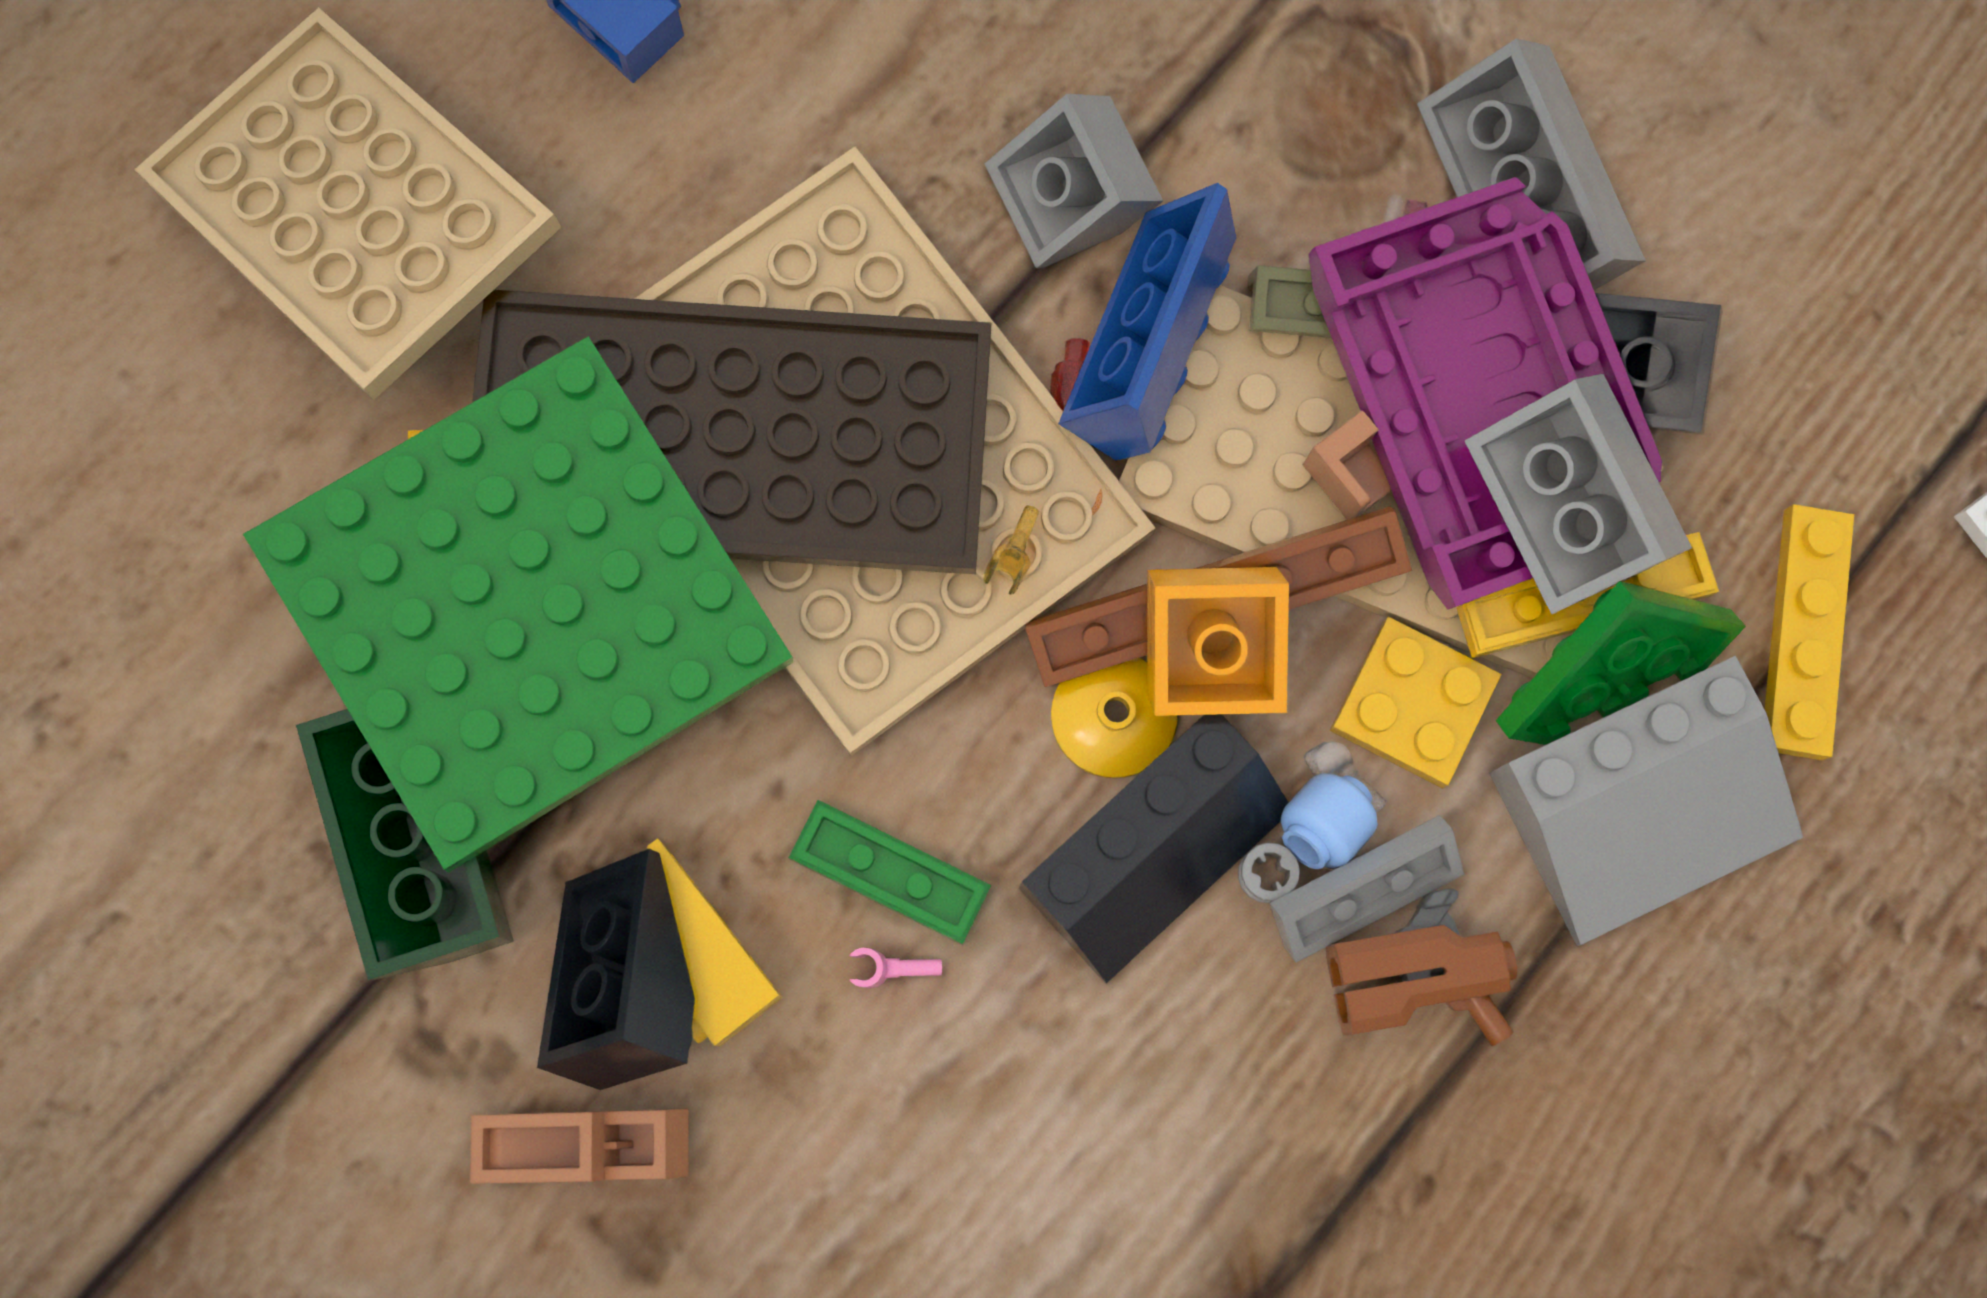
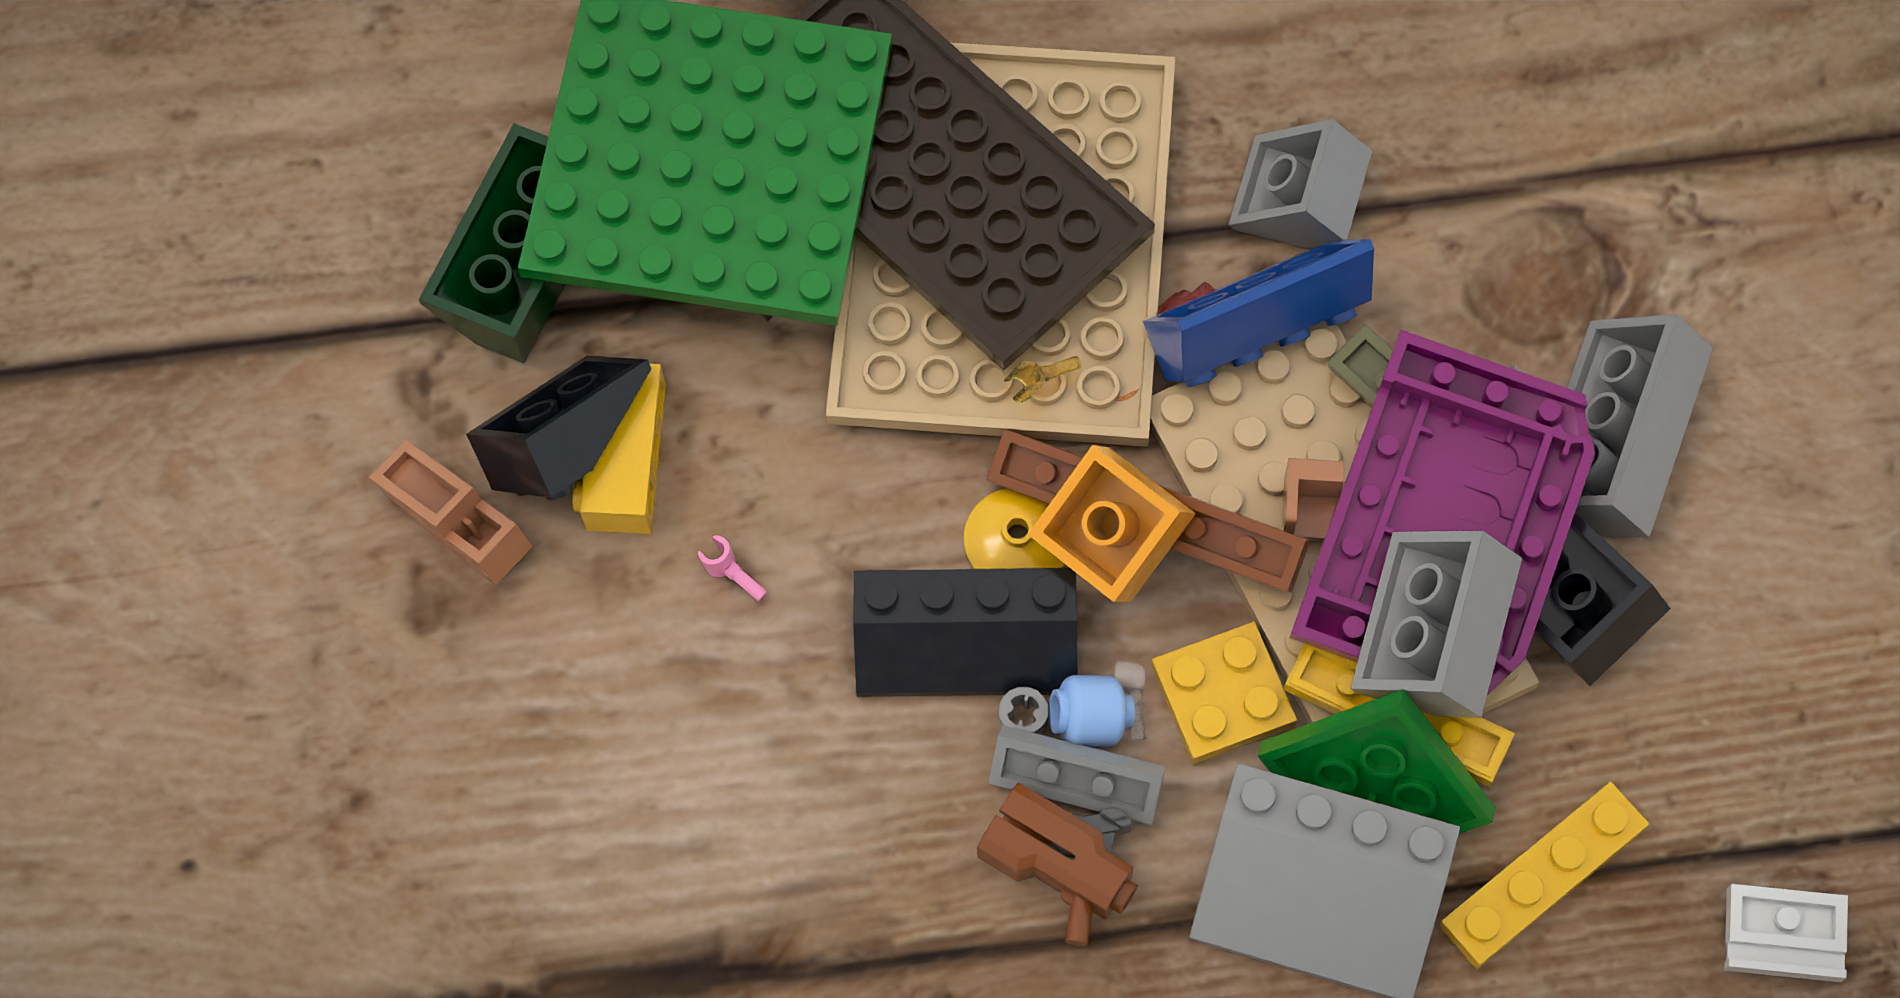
camera: 55 degrees right, 10 degrees down
(890, 872) = (785, 513): green tile -> none

